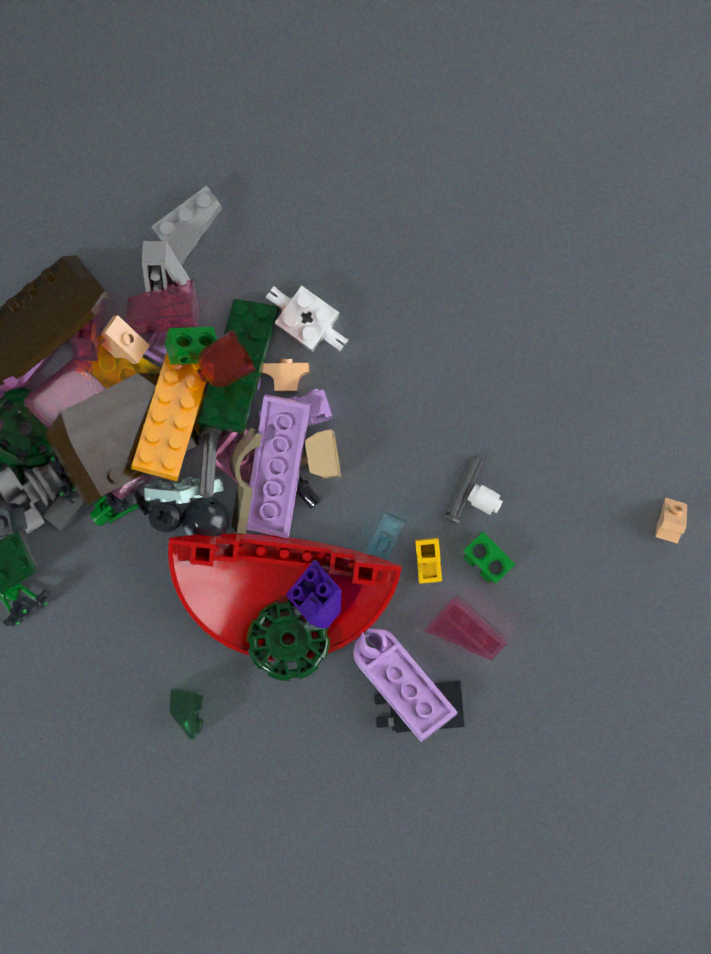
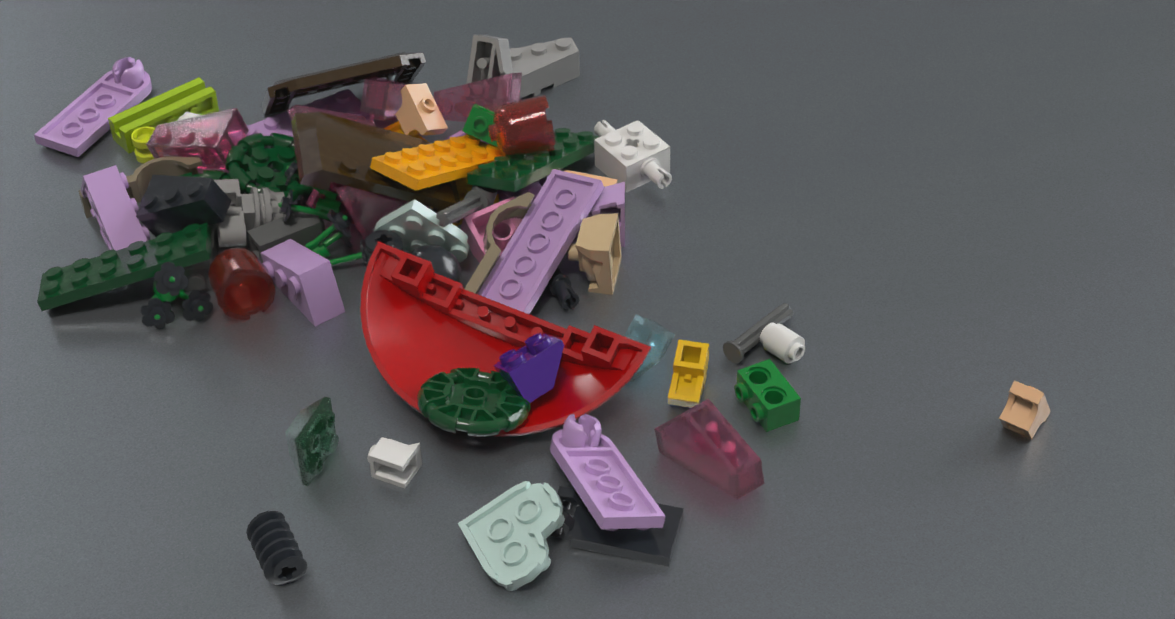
camera: 20 degrees right, 45 degrees down
(62, 571) = (241, 283): none -> clear red cylinder
(105, 548) = (304, 280): none -> lavender wedge
(207, 807) = (276, 548): none -> black piece
(250, 704) = (394, 461): none -> white window
(357, 745) = (513, 532): none -> light aqua plate

